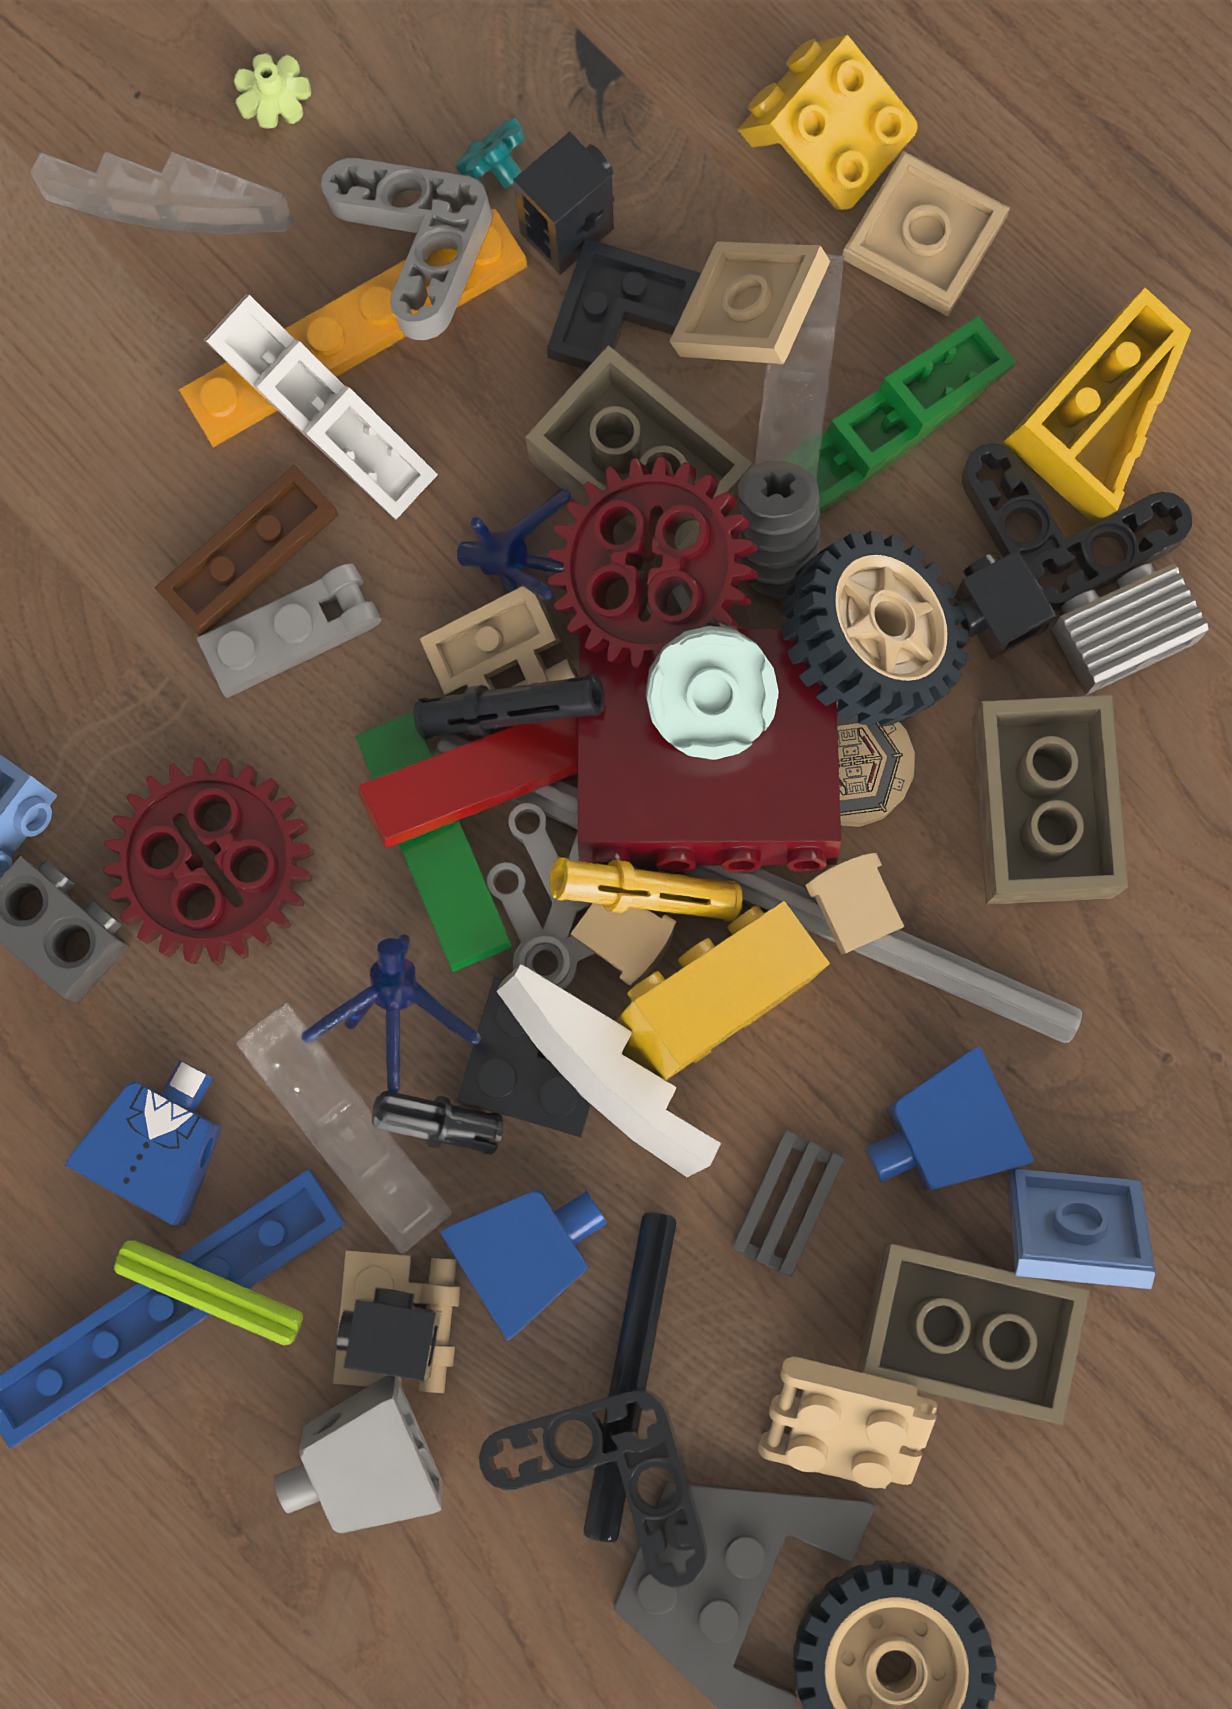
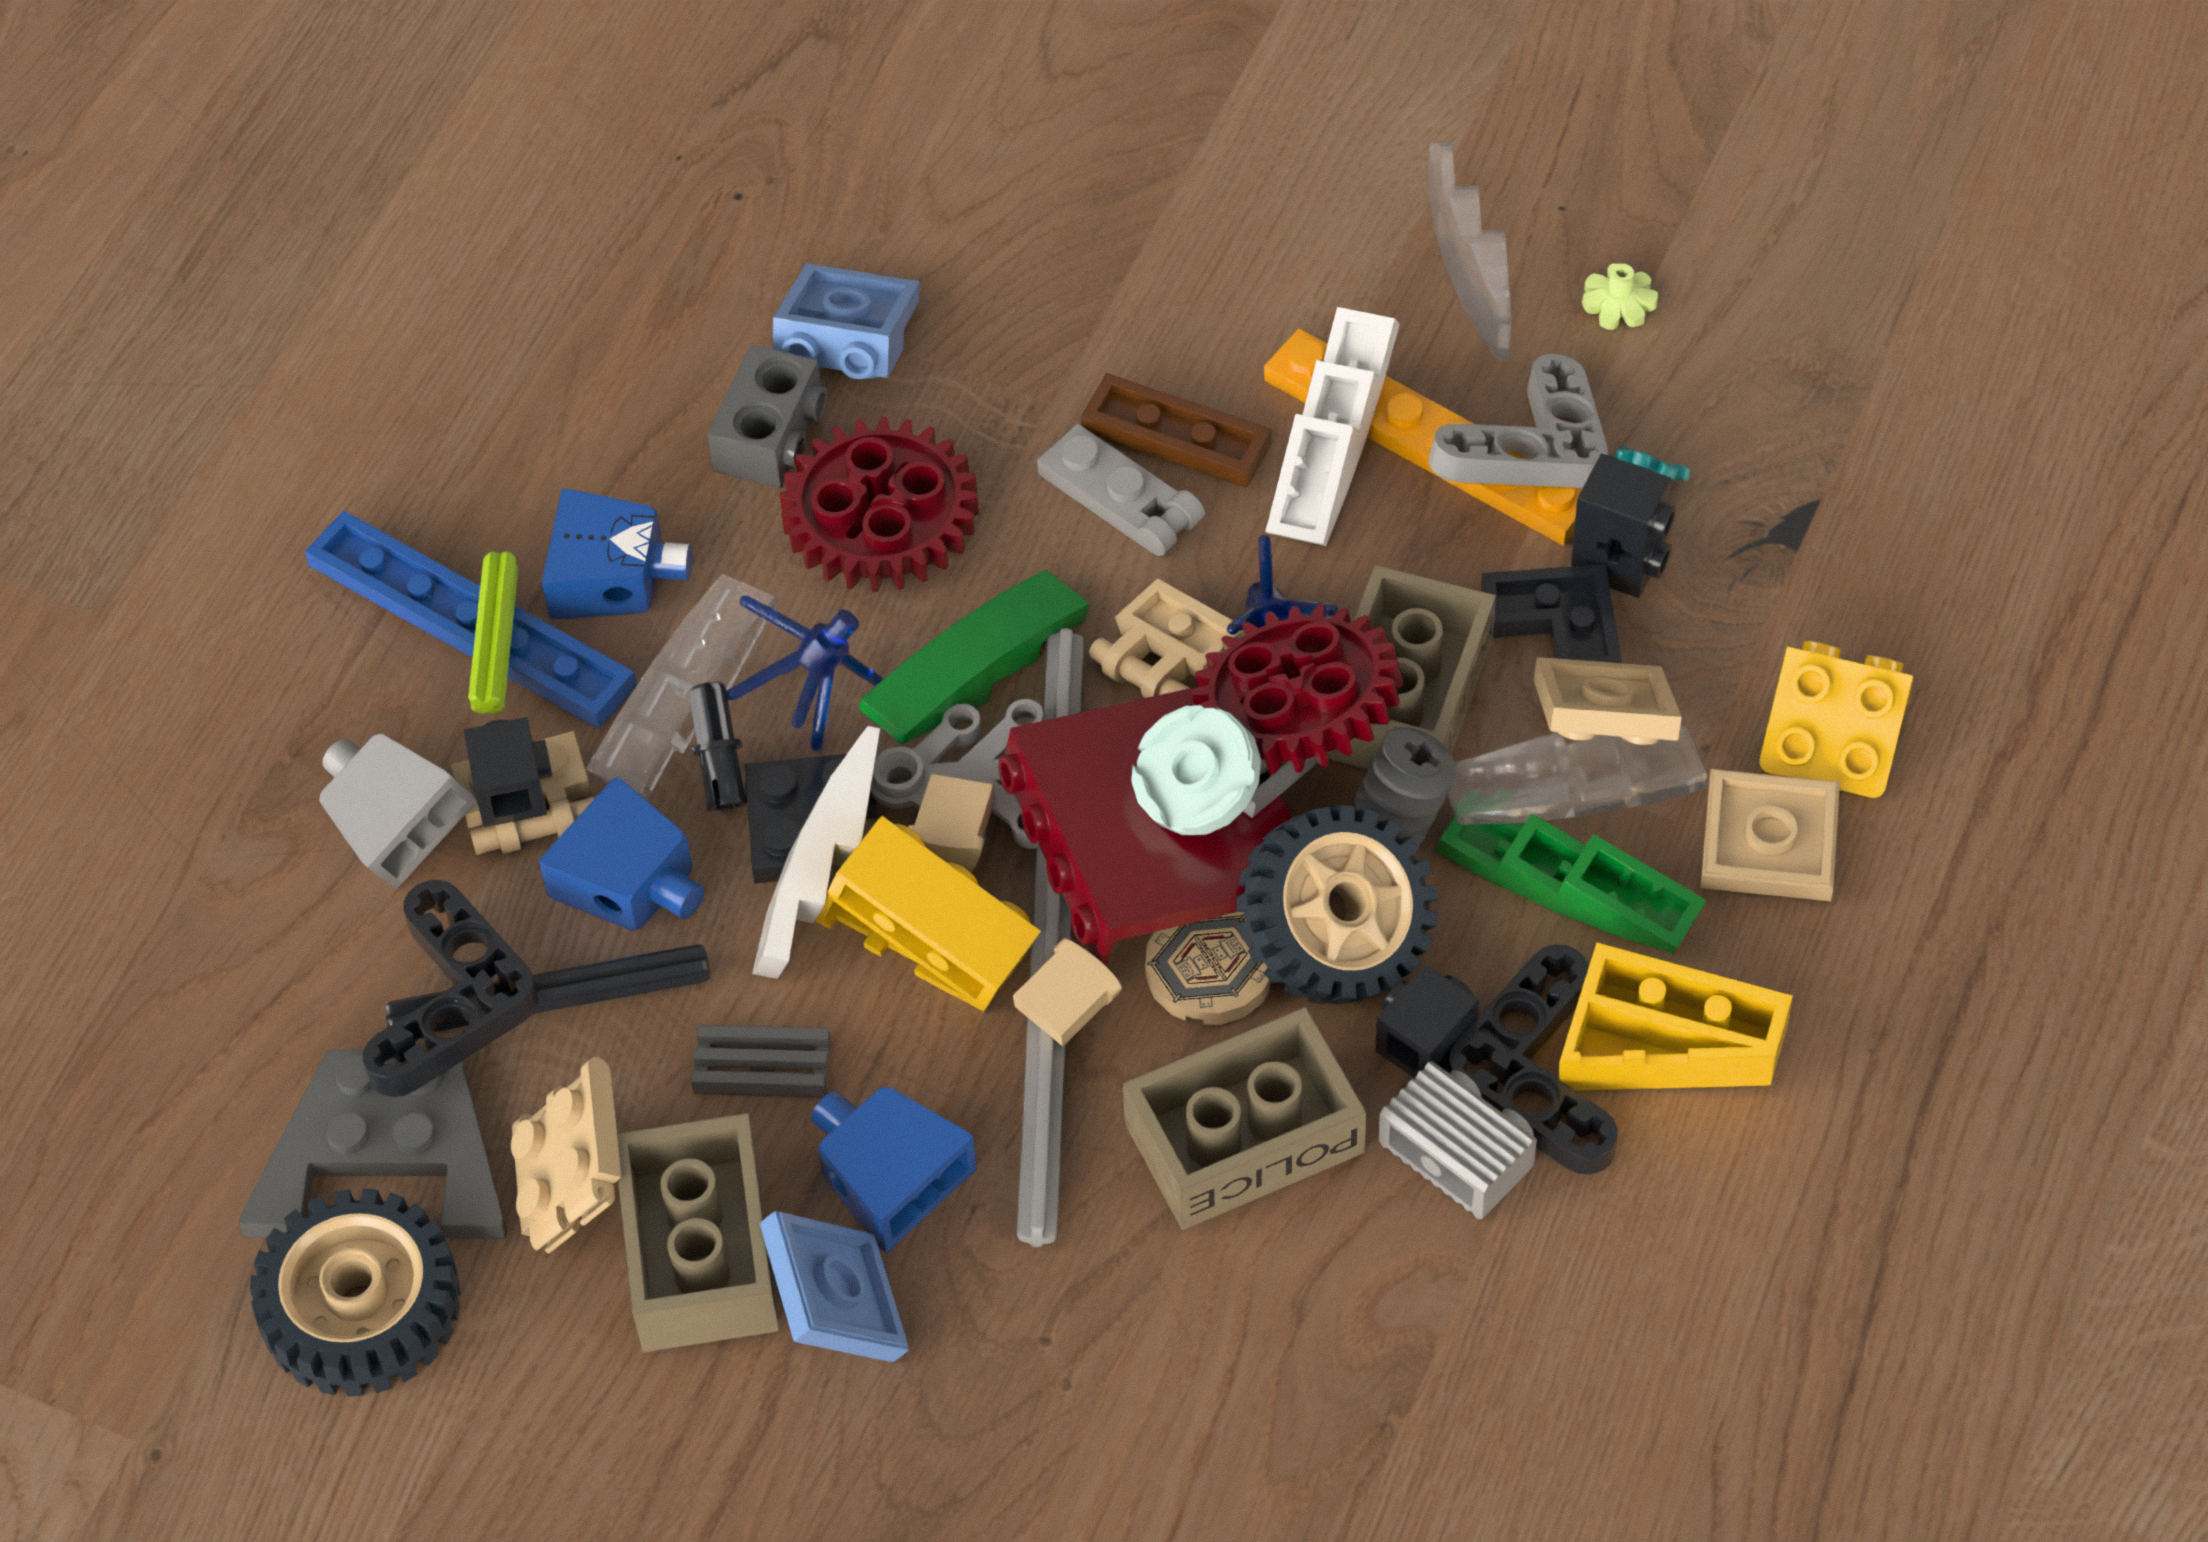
camera: 65 degrees right, 25 degrees down
(470, 779) = (1033, 643): red tile -> none
(485, 709) = (1111, 640): black pin -> none
(622, 886) = (995, 807): yellow pin -> none

